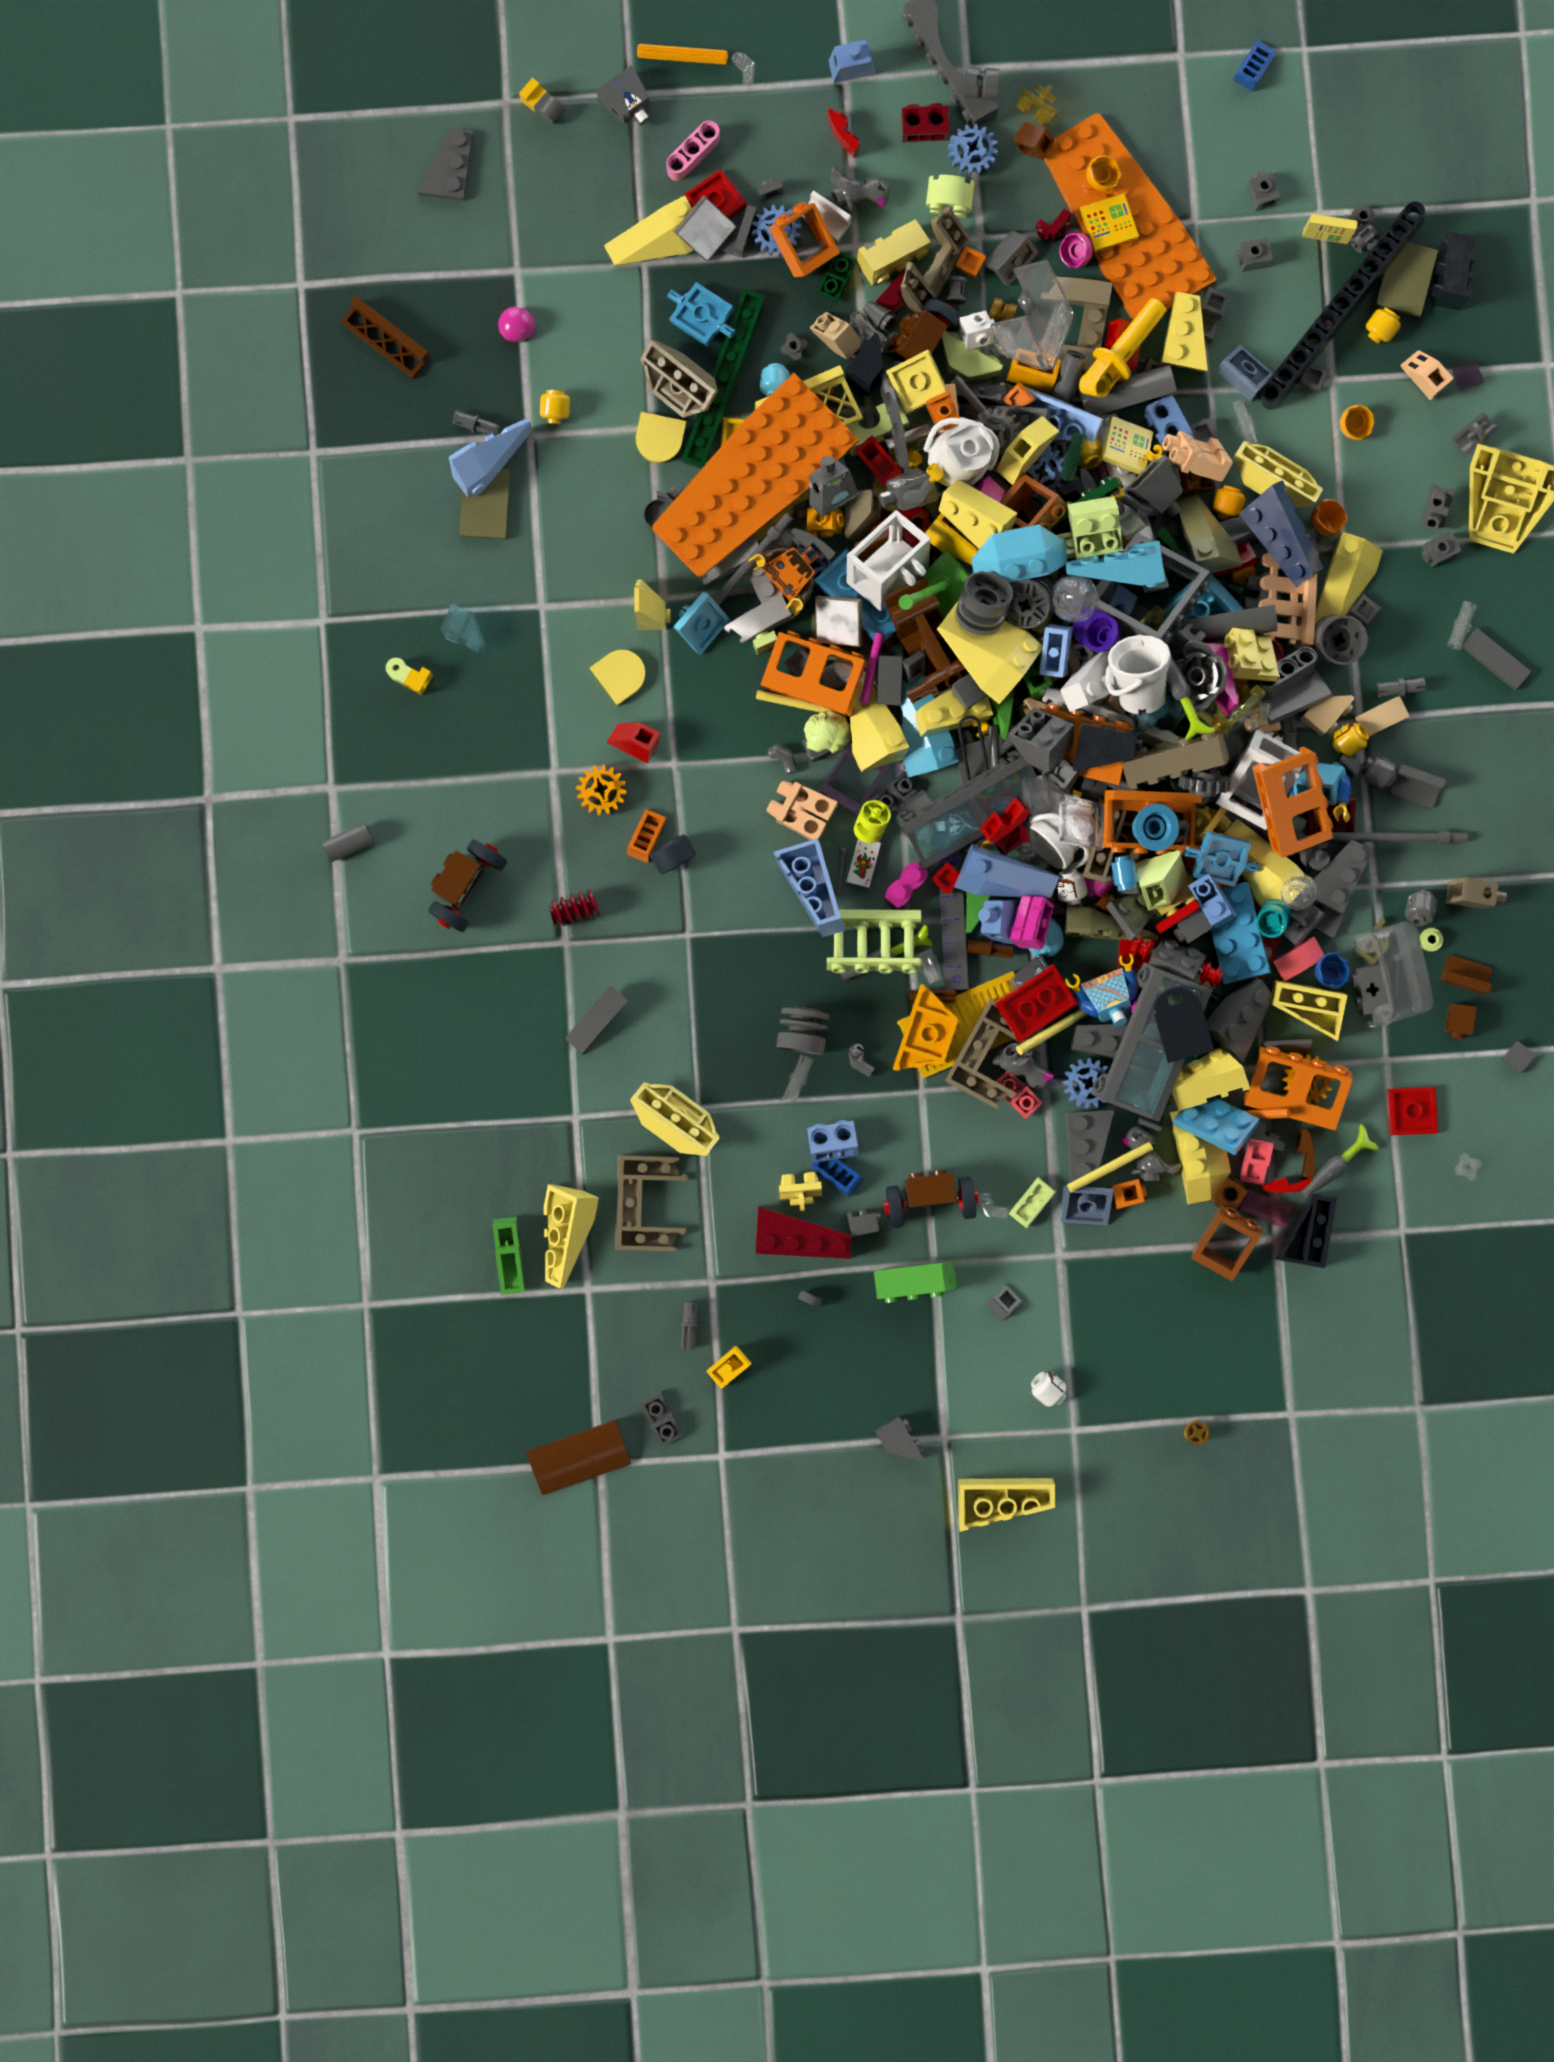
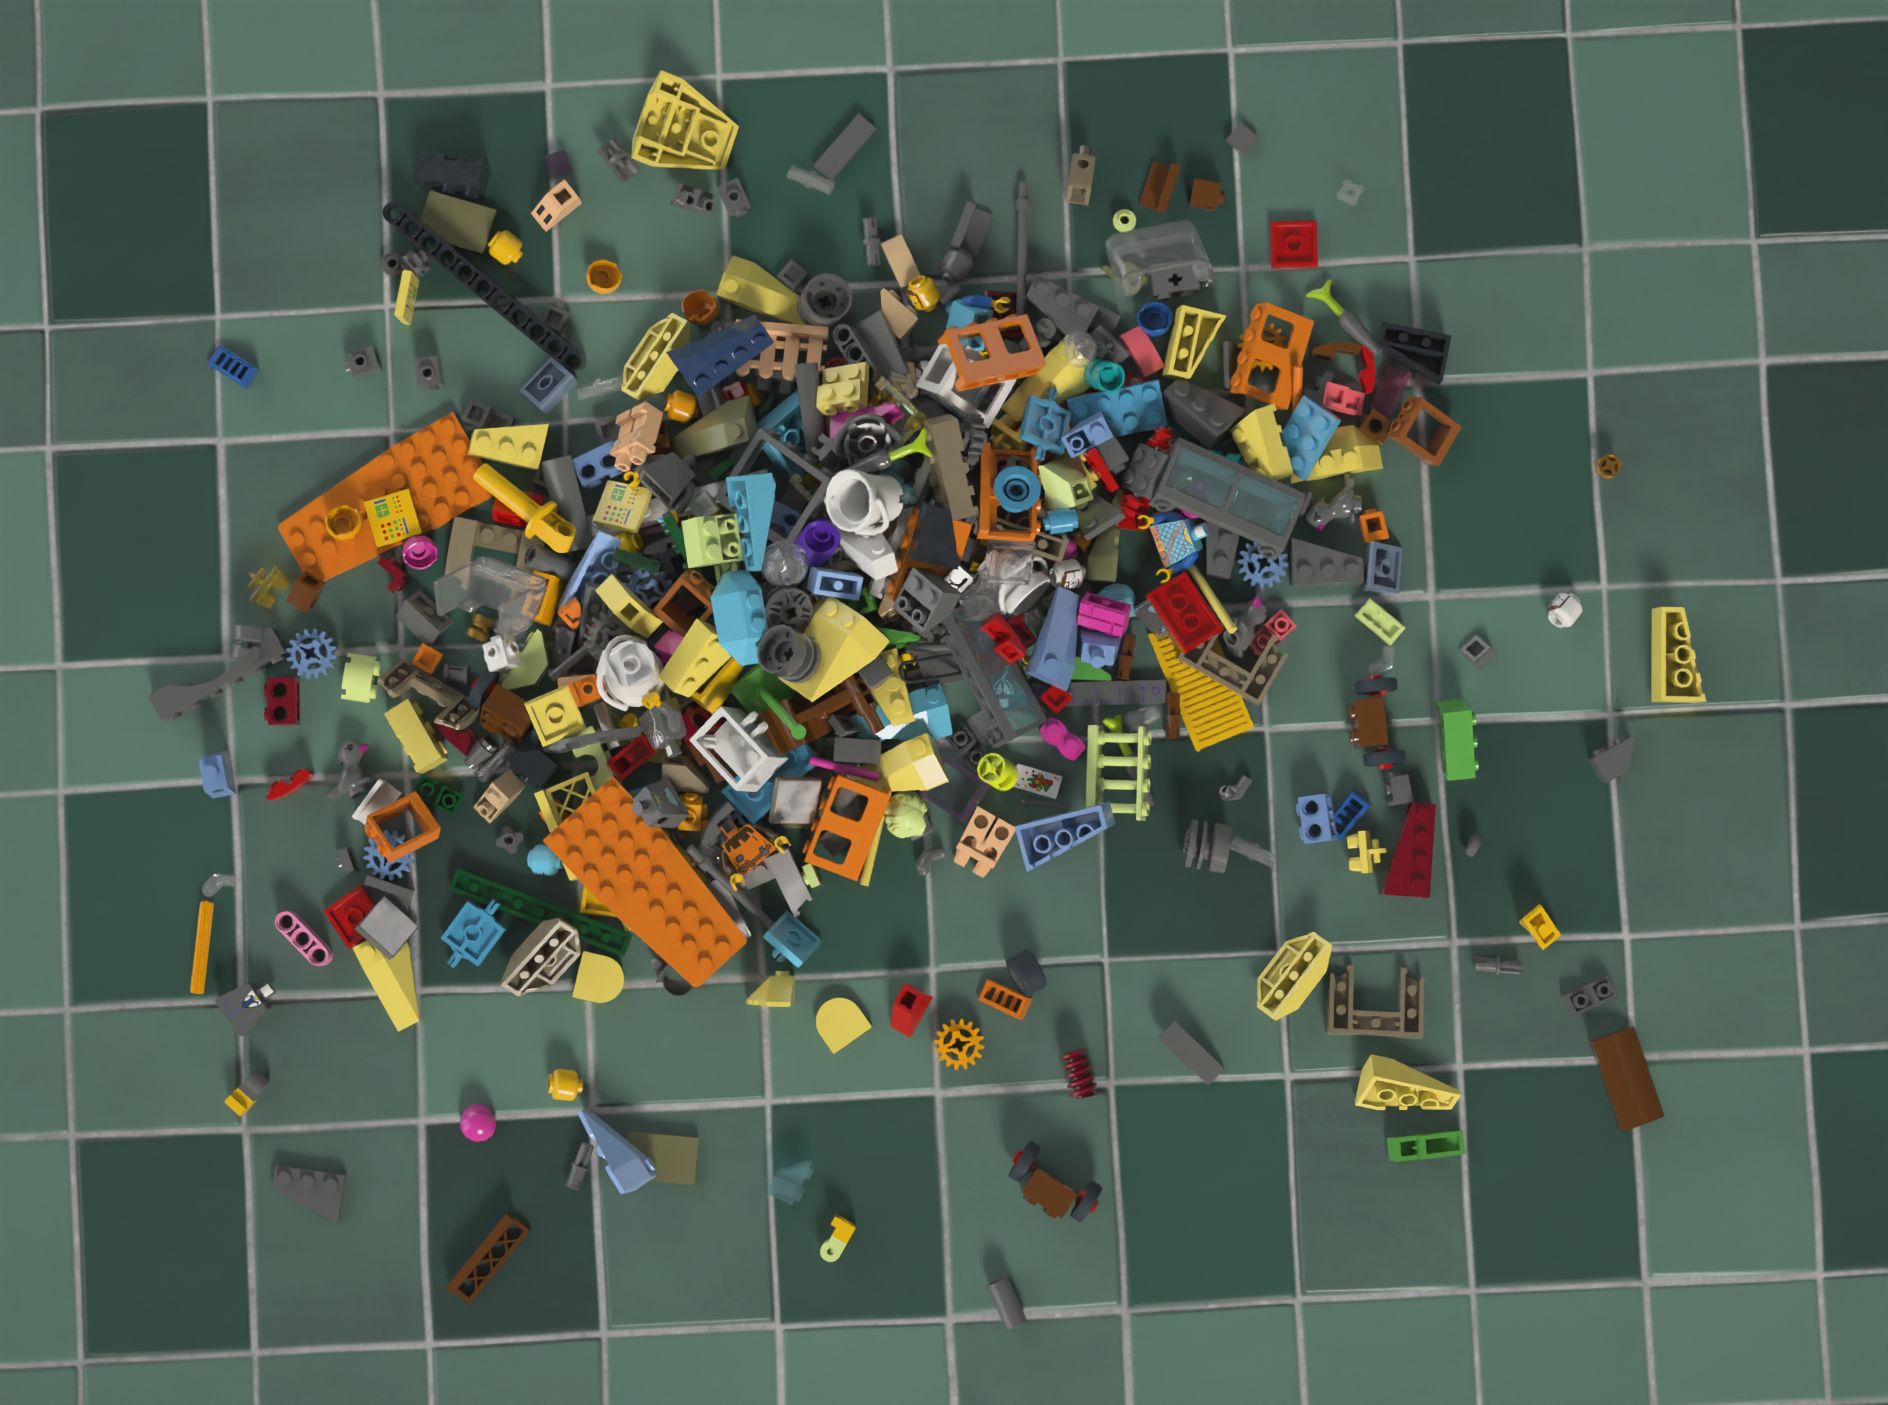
camera: 85 degrees left, 0 degrees up
(927, 1032) = (1210, 721): light orange wing -> none
(1109, 1167) = (1349, 544): light yellow bar -> none
(1182, 1026) = (1215, 468): black tile -> none
(1421, 908) = (1094, 229): dark grey head -> none

